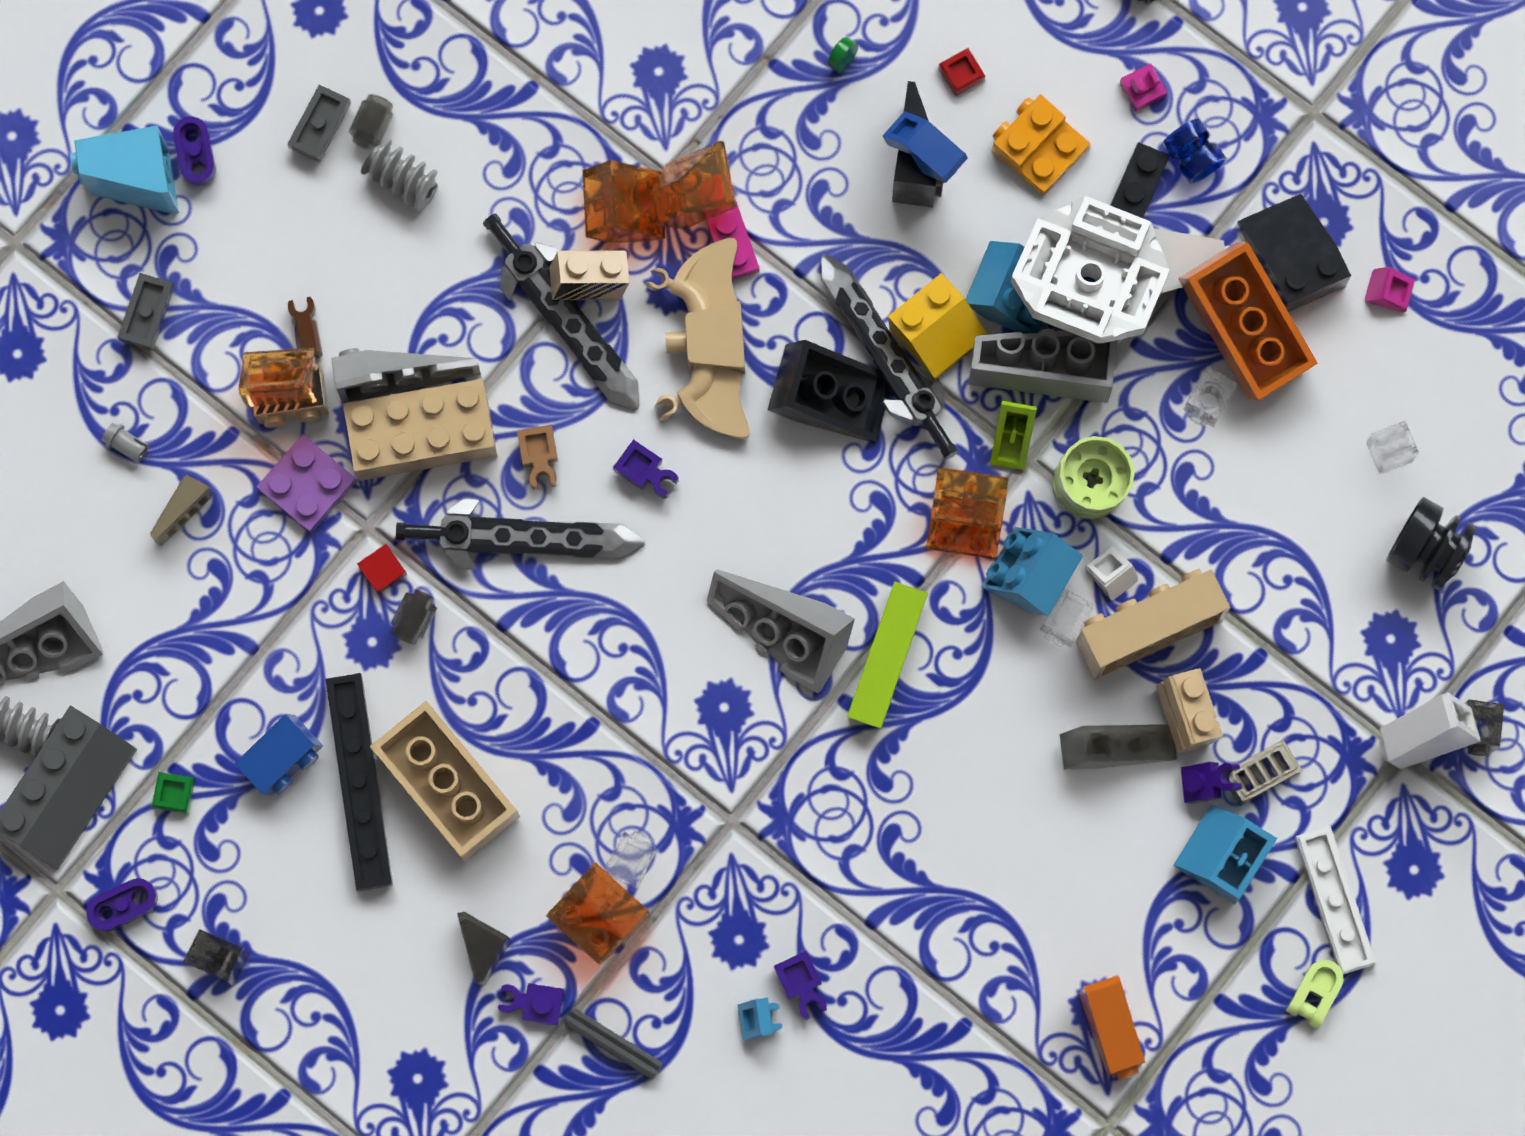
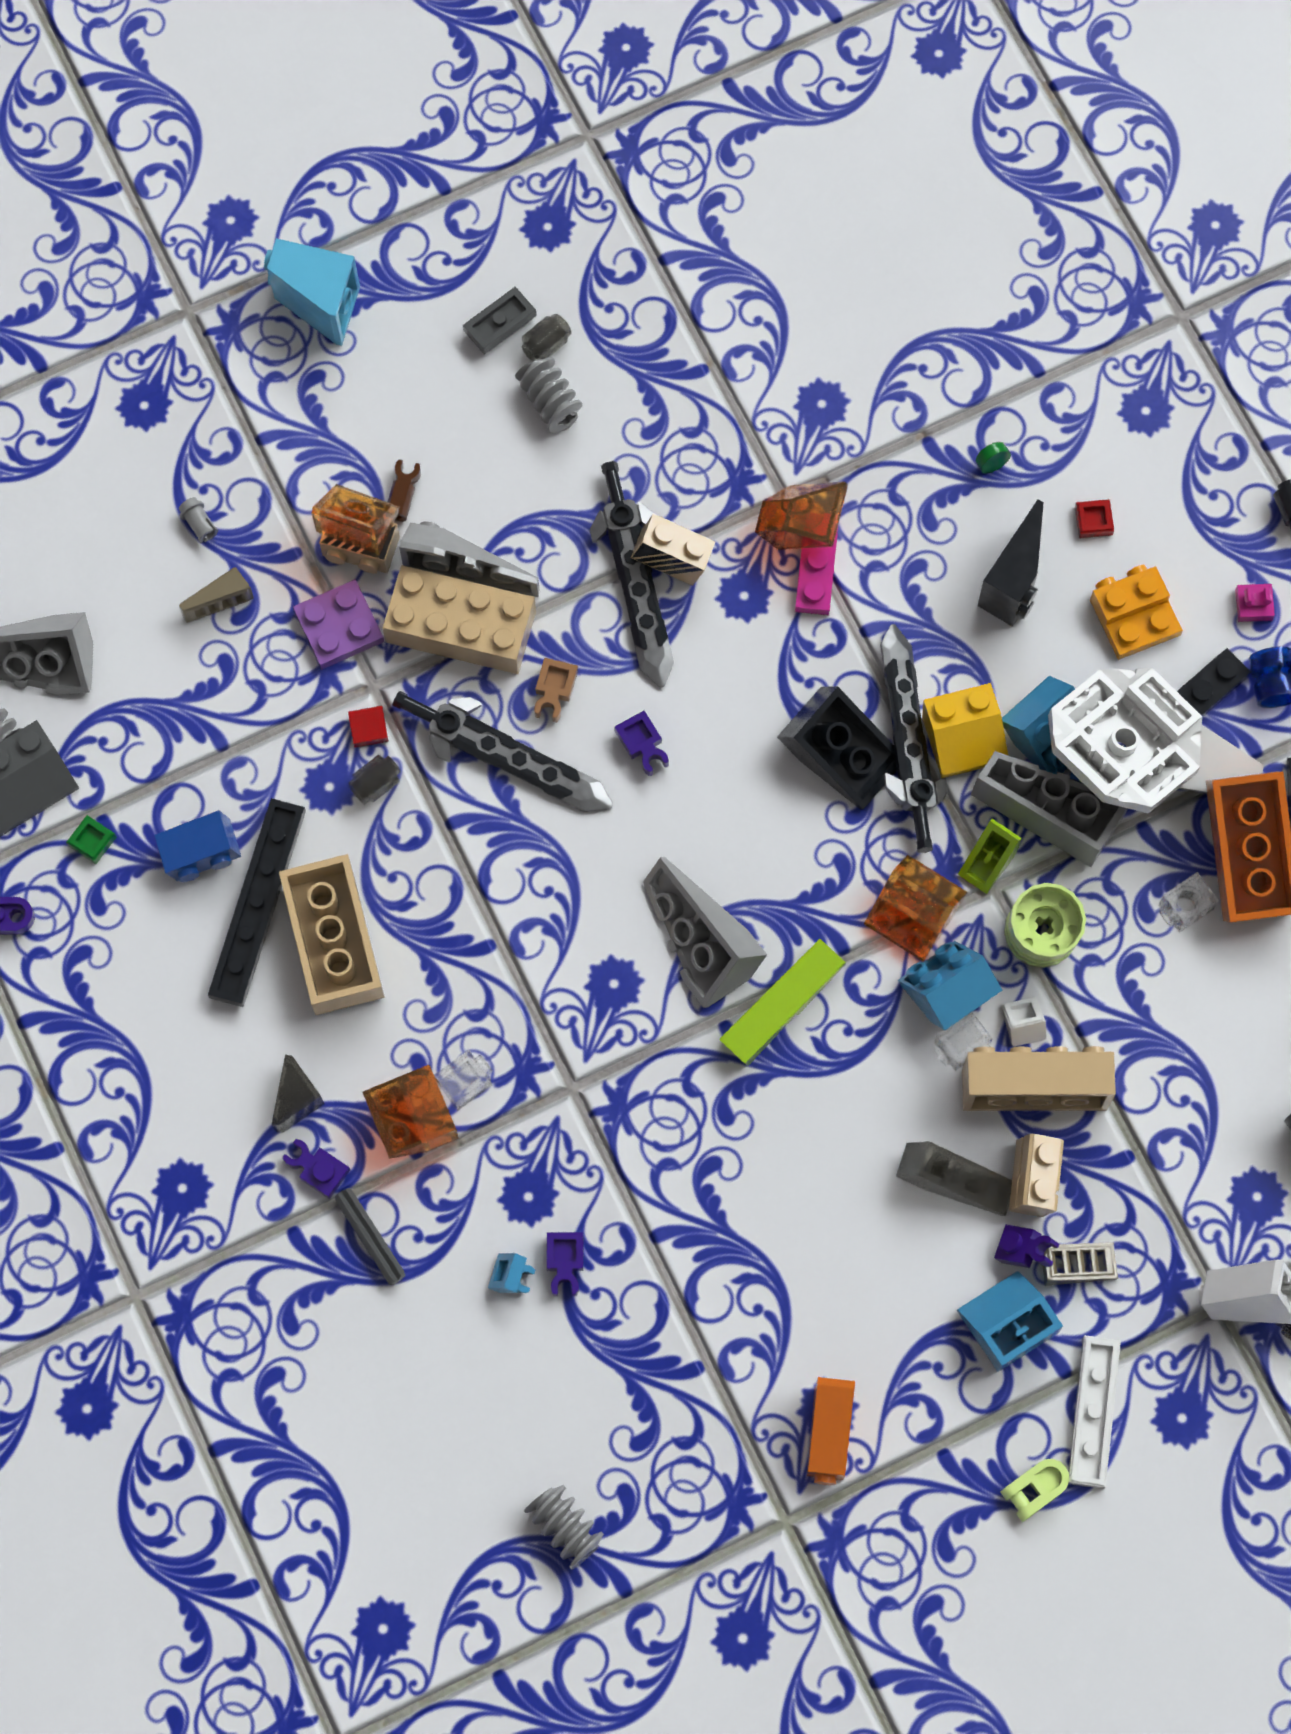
camera: 25 degrees right, 5 degrees down
(146, 311) = (271, 416): dark grey plate -> none
(196, 152) = (380, 300): dark purple plate -> none
(216, 957) = (58, 1000): clear smoke slope -> none
(620, 203) = (731, 501): clear orange slope -> none
(710, 339) = (755, 654): tan torso -> none
(927, 145) = (1027, 561): blue slope -> none

